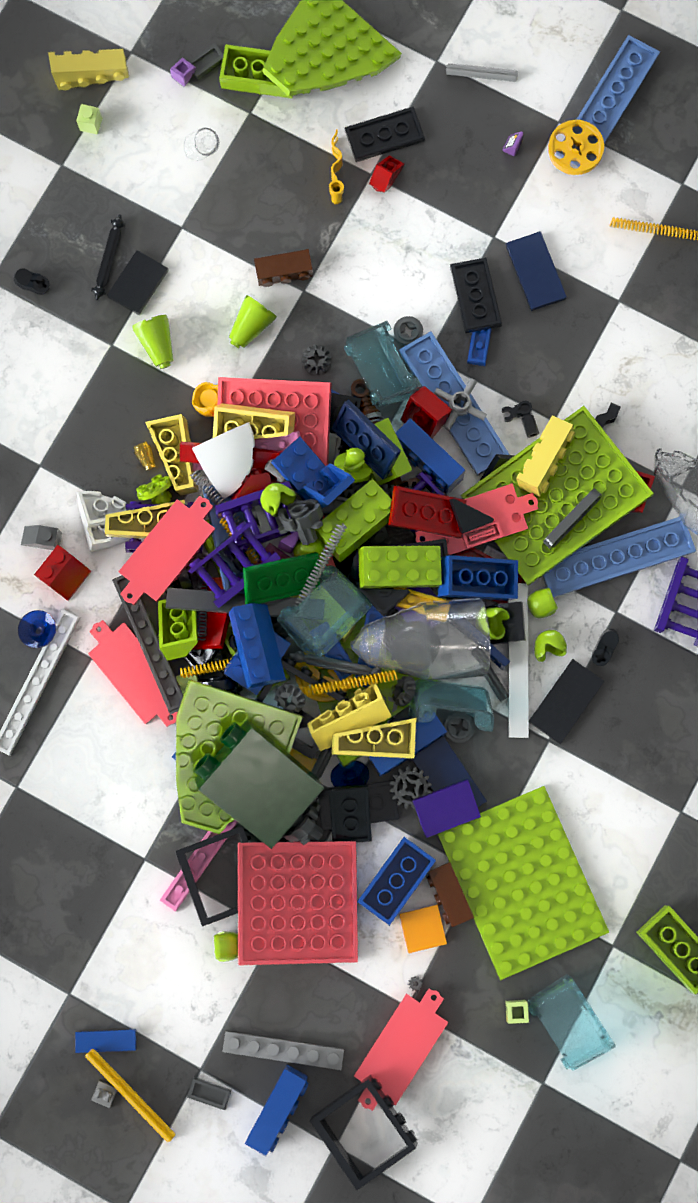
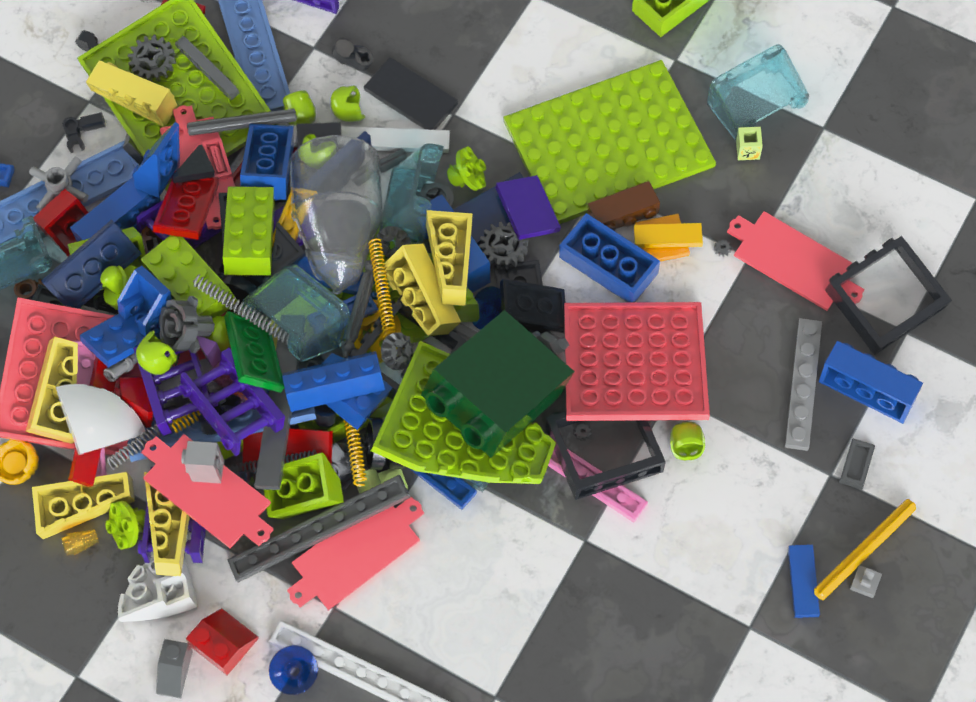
camera: 90 degrees left, 15 degrees down
(179, 545) = (203, 461): none -> light grey brick
(422, 934) = (668, 235): none -> yellow tile
(464, 484) = (159, 163): none -> blue slope
(483, 755) = (468, 170): none -> lime plate
(520, 553) = (241, 122): none -> dark grey axle
(572, 472) = (162, 57): none -> dark grey gear

